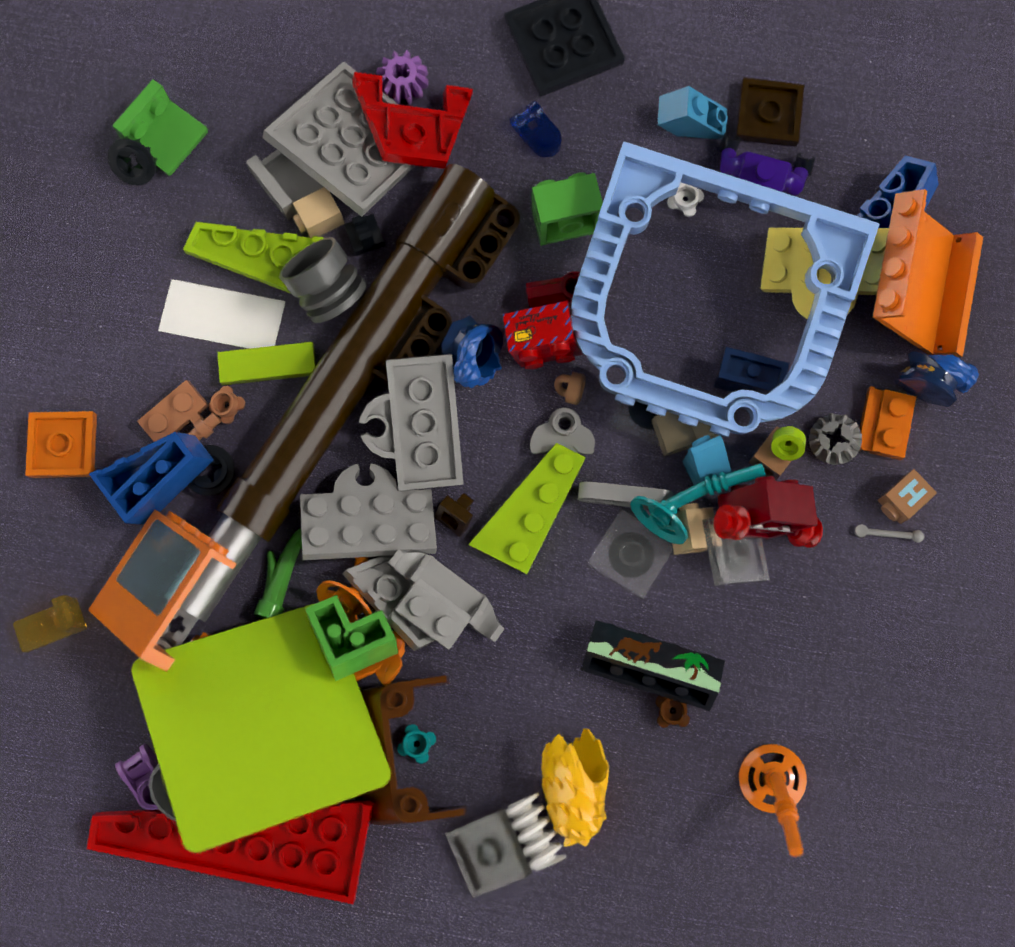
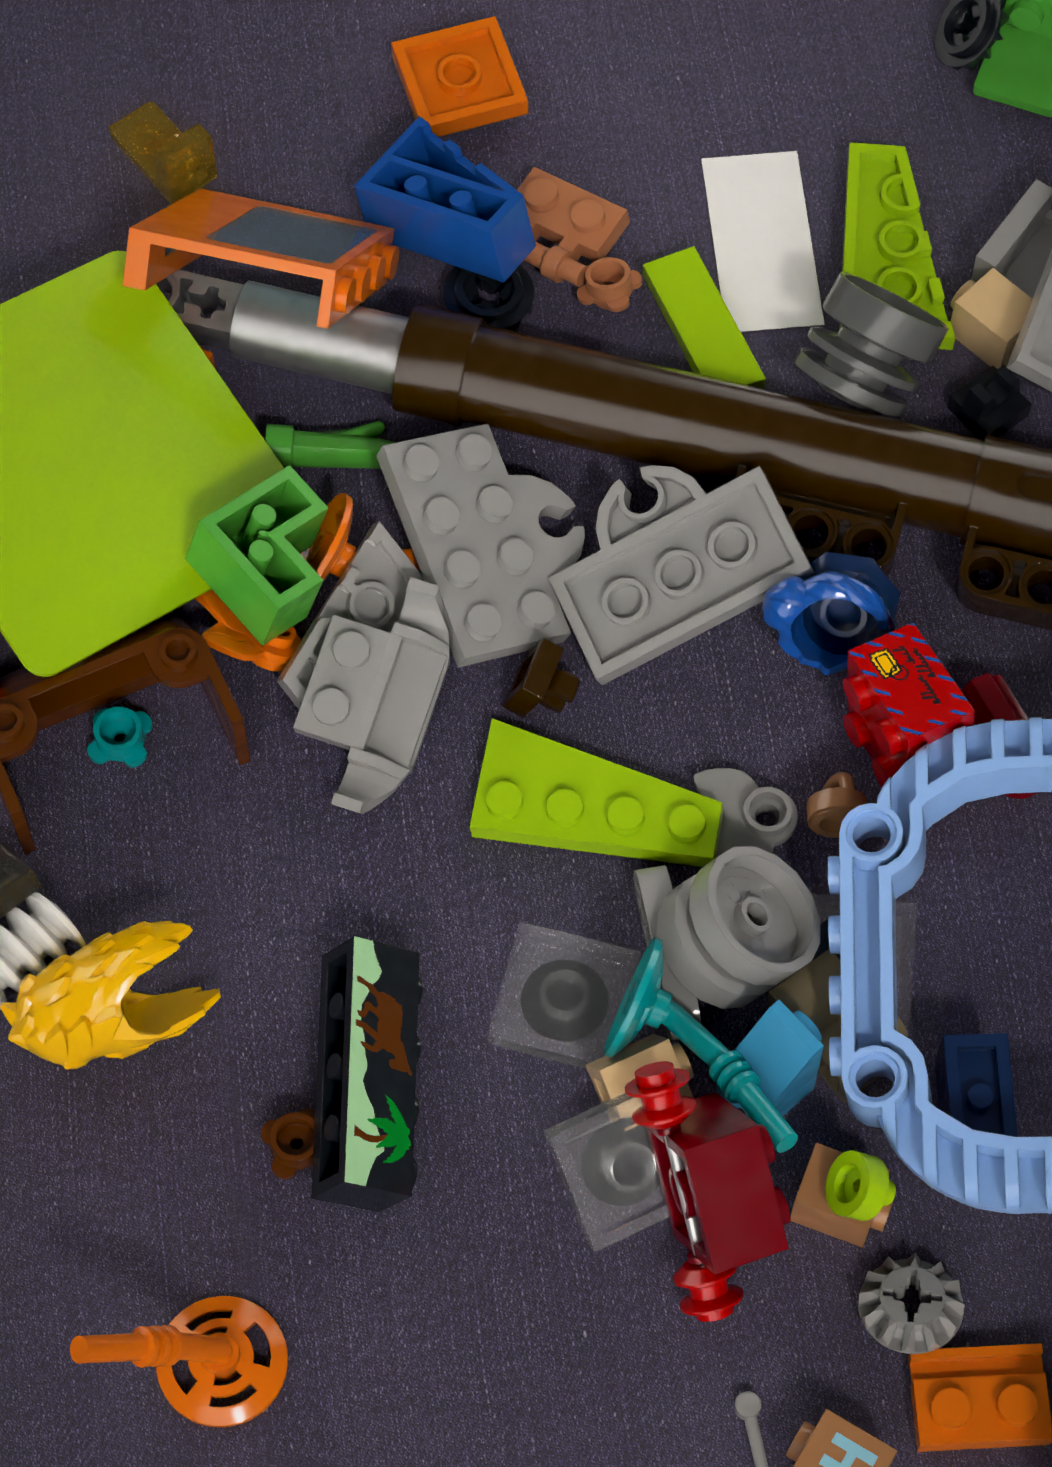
camera: 70 degrees right, 15 degrees down
(633, 456) = (738, 927): none -> light grey wheel

